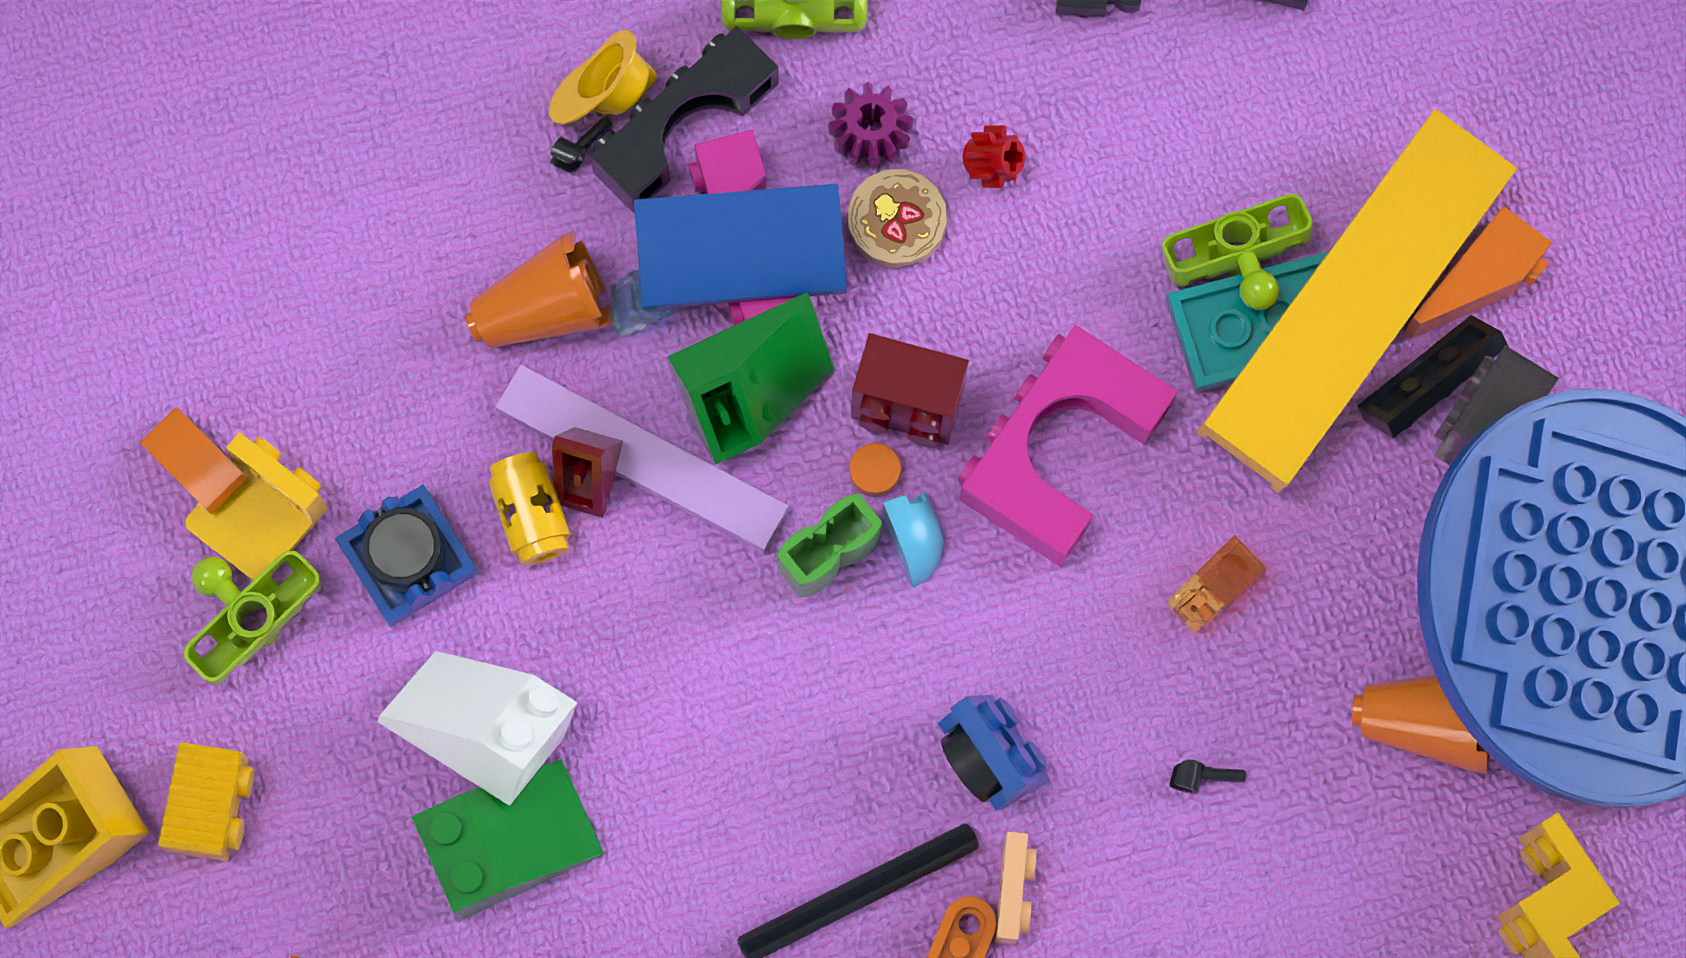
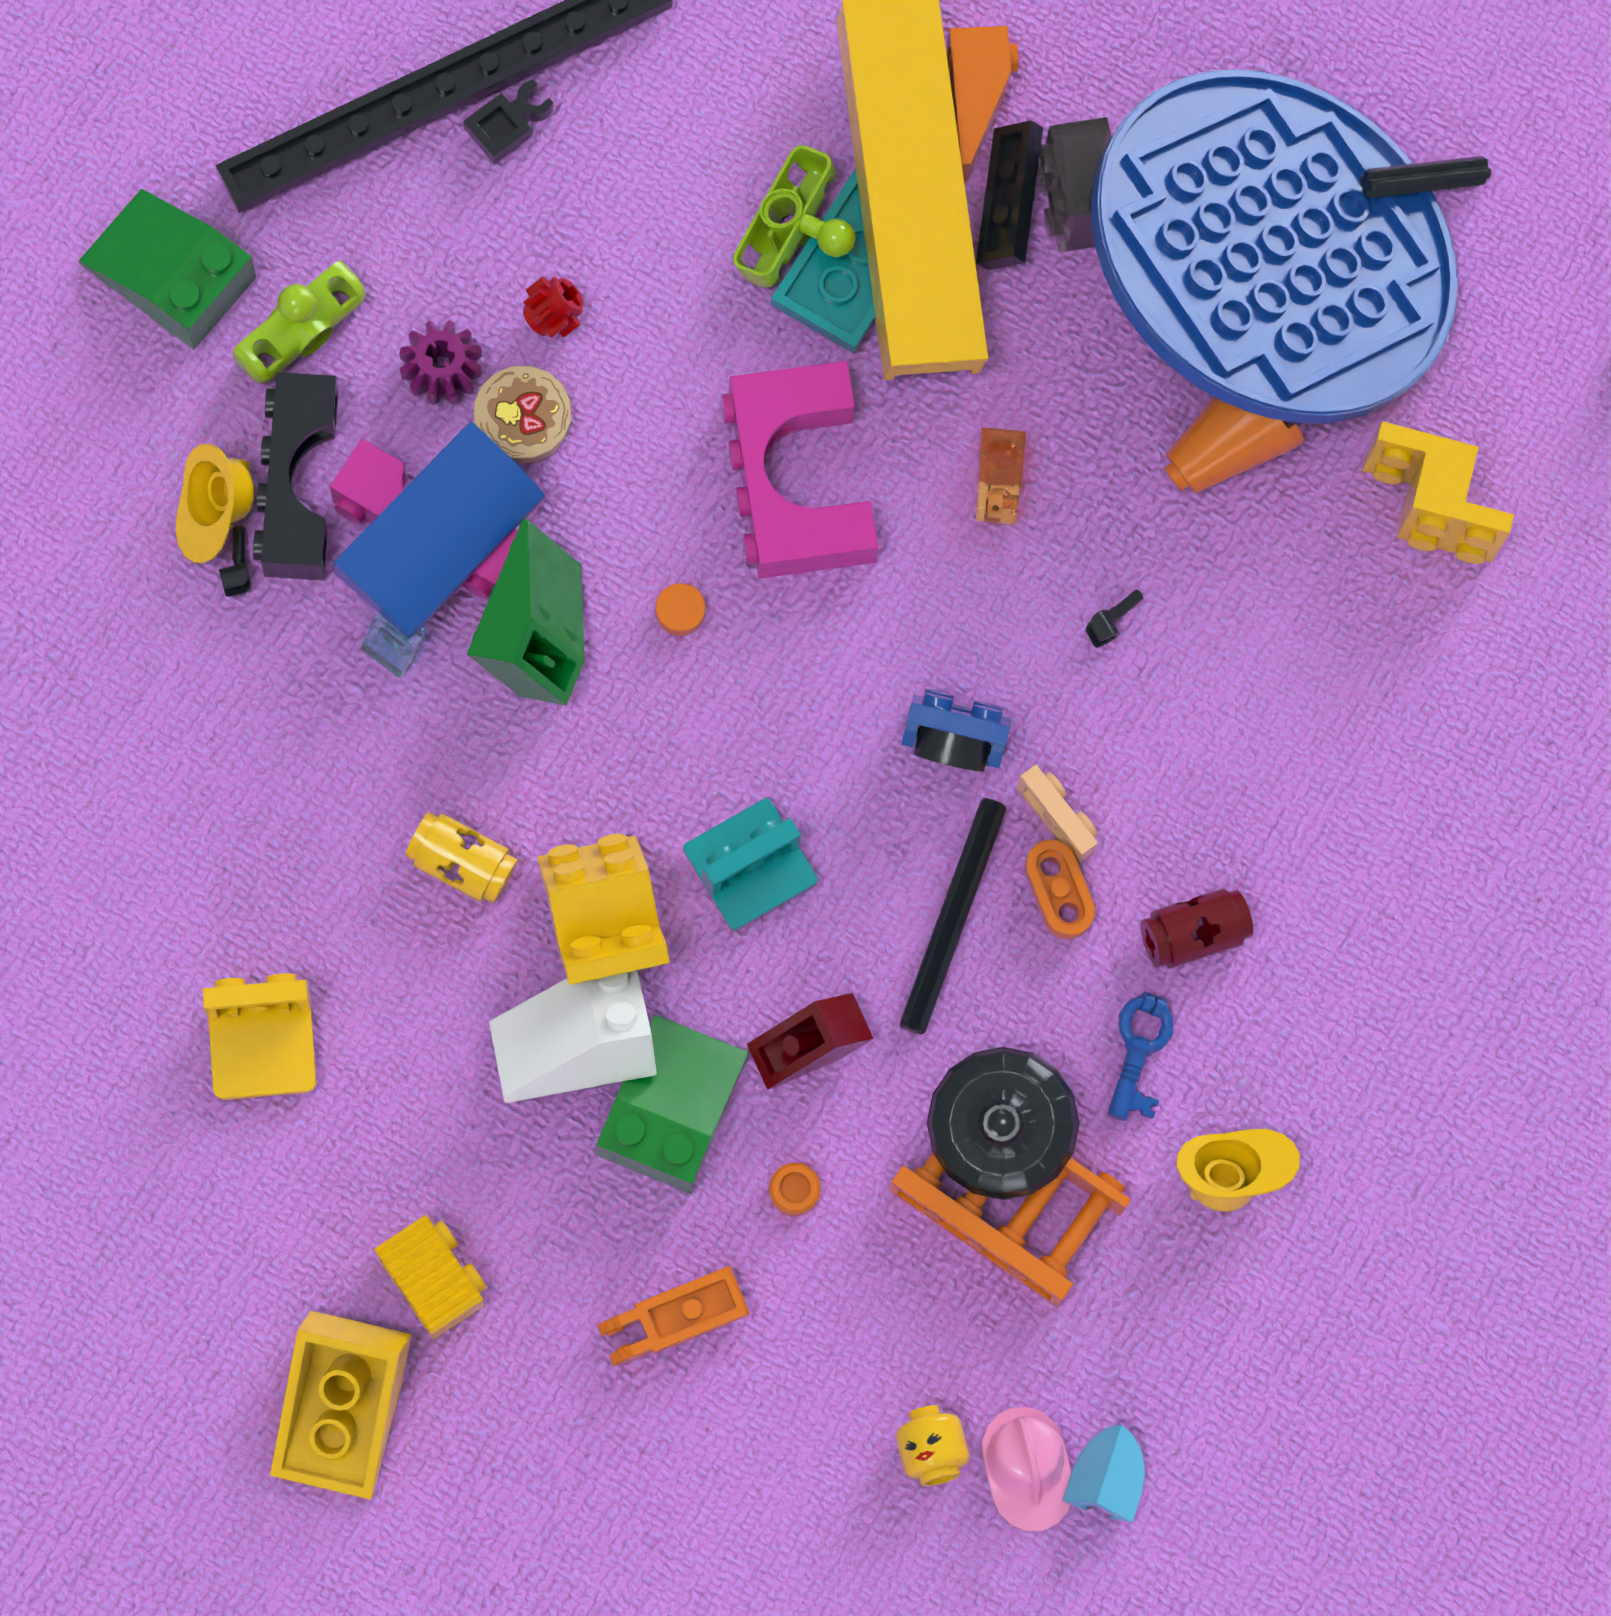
camera: 50 degrees left, 0 degrees up
(193, 460) = (178, 1044): orange slope -> none
(235, 645) = (333, 1145): lime piece -> none
(406, 554) = (402, 971): piece -> none
(542, 298) = (323, 699): orange cone -> none
(584, 469) = (477, 793): dark red slope -> none
(590, 642) = (602, 908): none -> yellow bracket
(648, 460) = (504, 750): lavender tile -> none
(656, 887) = (810, 1040): none -> dark red slope
(740, 711) = (751, 863): none -> teal bracket
(817, 552) = (703, 697): bright green brick -> none
(908, 390) = (657, 528): dark red brick -> none
(915, 535) = (753, 631): medium azure brick -> none

